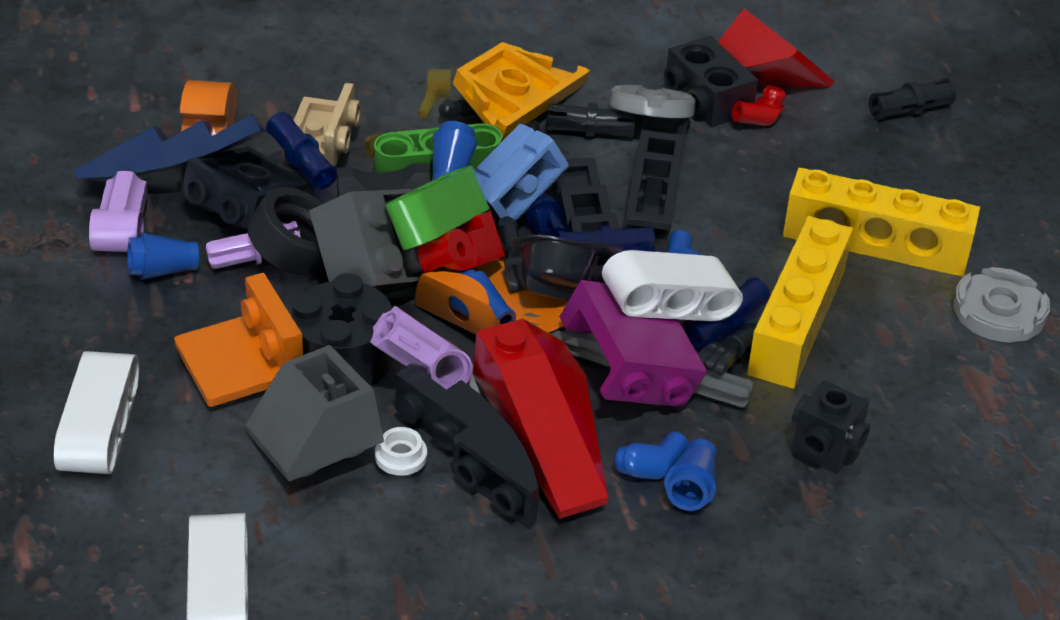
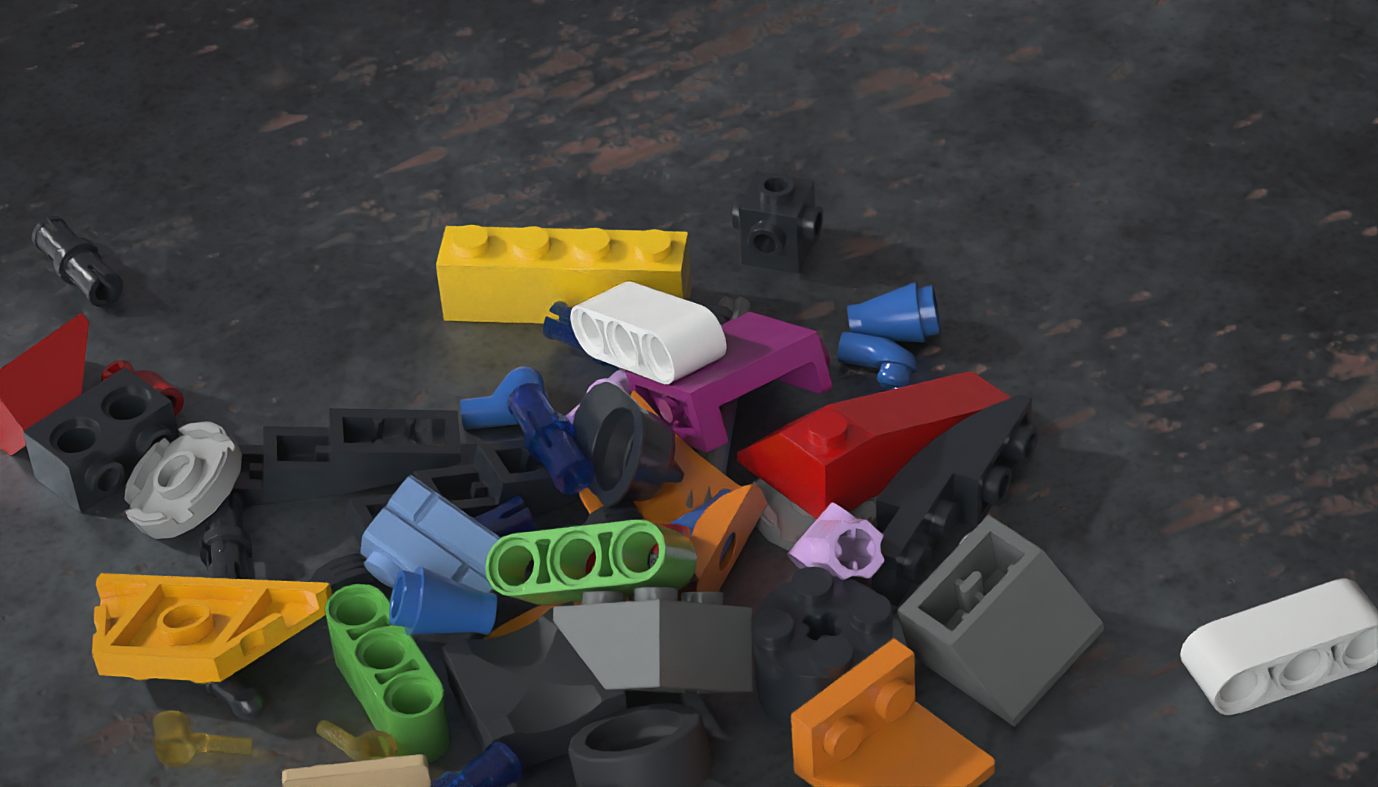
camera: 100 degrees left, 0 degrees up
(886, 220) = (381, 240): yellow brick -> none
(1001, 305) = (478, 149): light grey tile -> none

